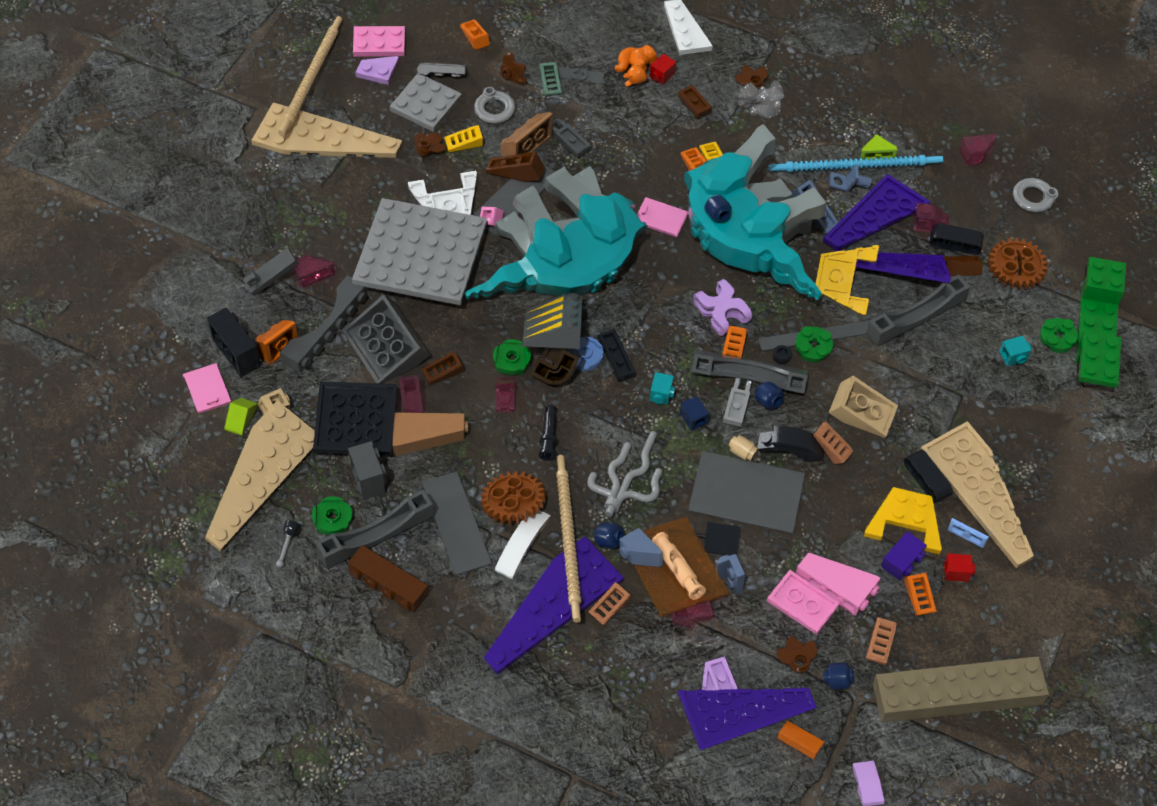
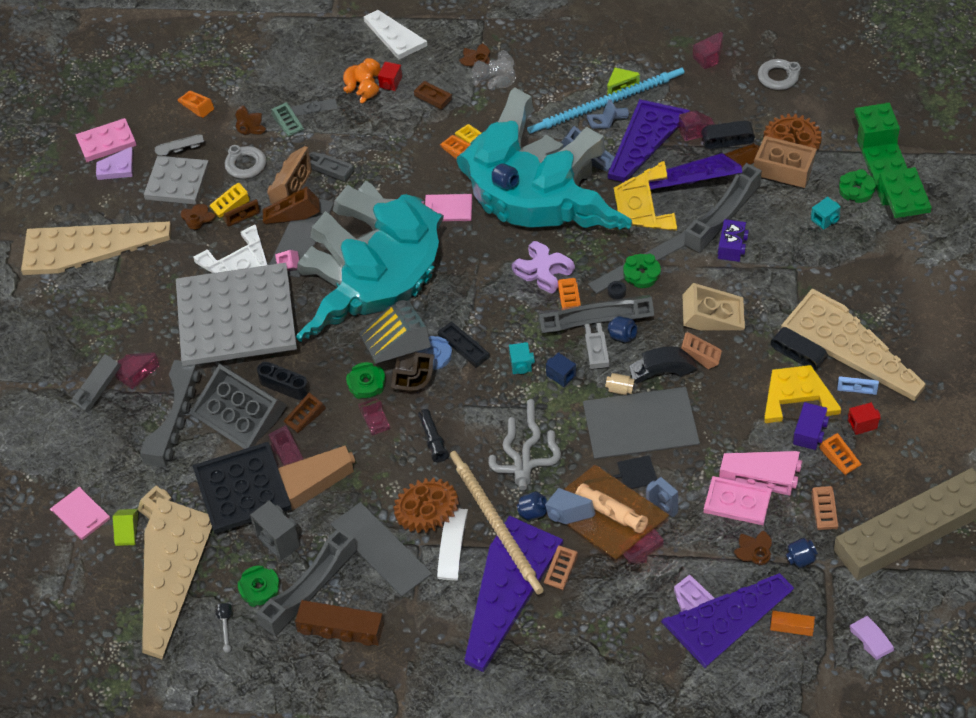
camera: 15 degrees left, 5 degrees down
(234, 341) = (90, 459): black brick -> none
(275, 340) = (129, 444): orange slope -> none
(310, 76) = (53, 198): tan hose -> none
(432, 323) = (282, 380): none -> black beam
(469, 155) = (241, 213): none -> reddish brown slope
(912, 345) = (732, 240): none -> dark purple brick
(998, 285) = (785, 161): none -> medium nougat slope

